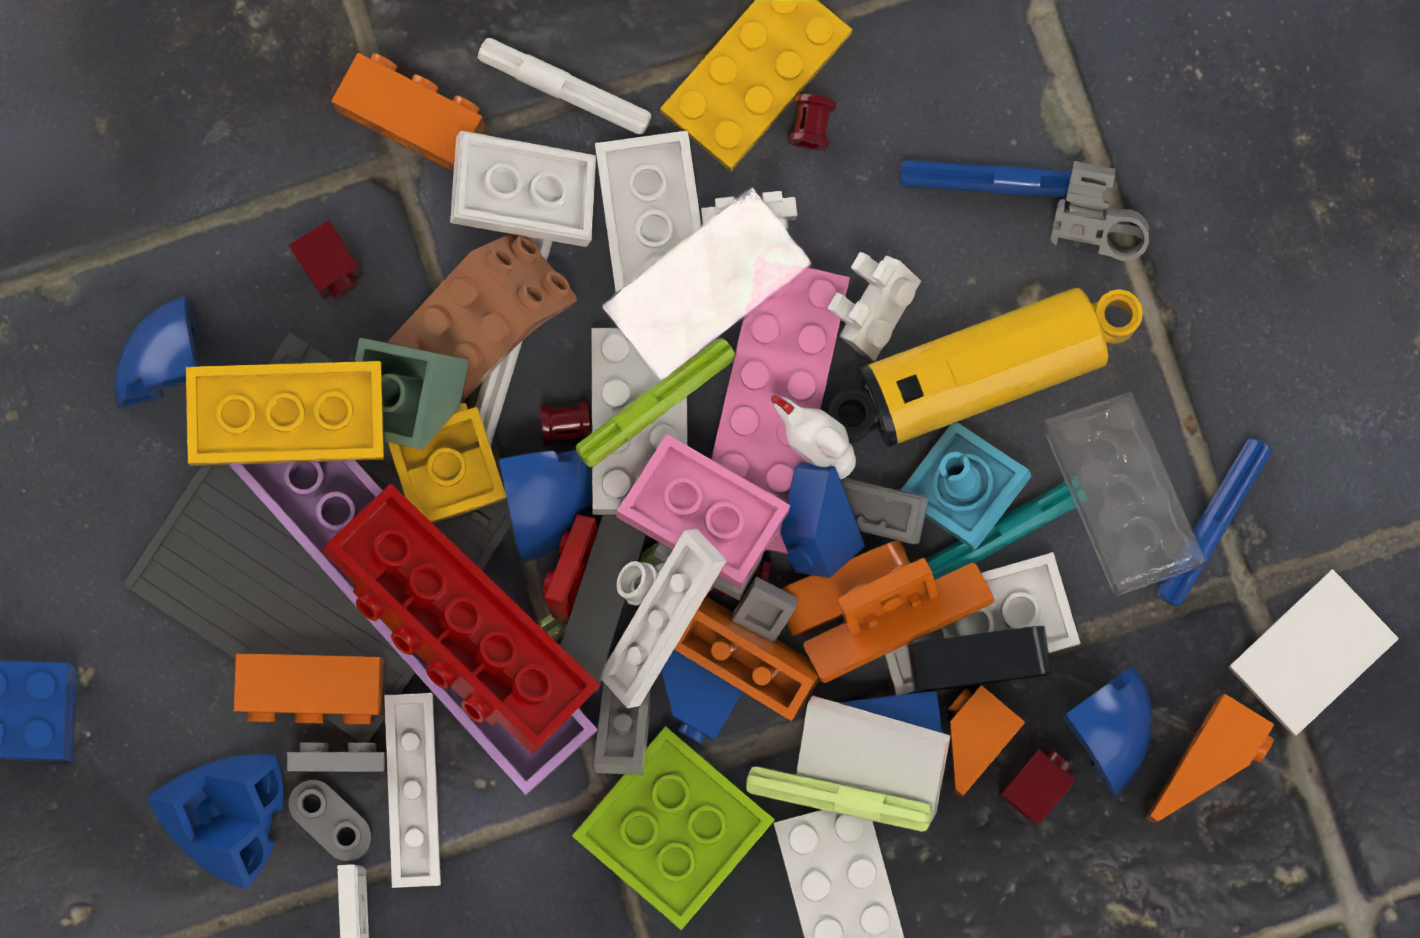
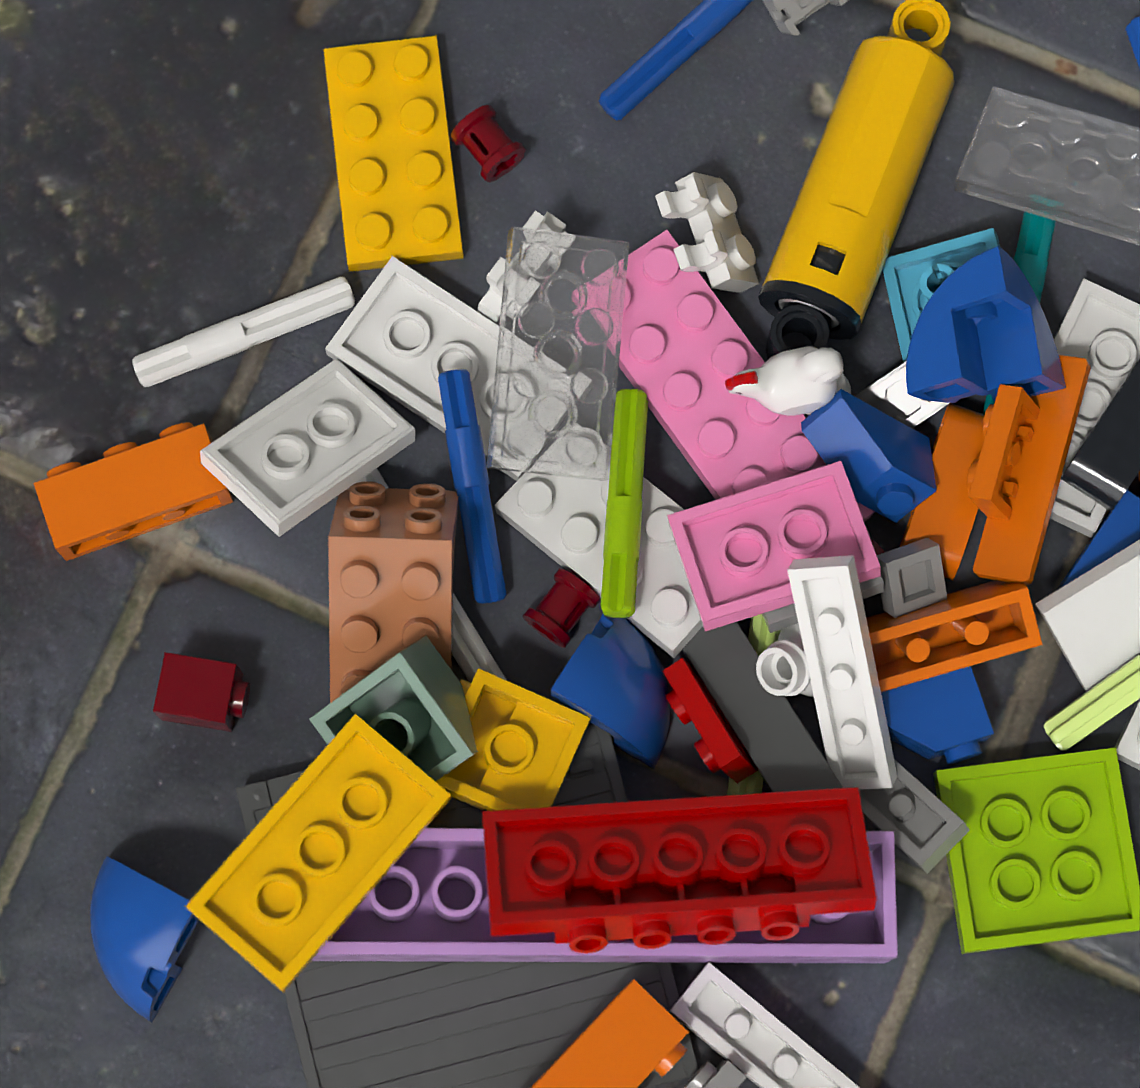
camera: 50 degrees left, 5 degrees down
(589, 304) = (471, 483): none -> blue axle
(948, 520) = (982, 333): none -> blue brick

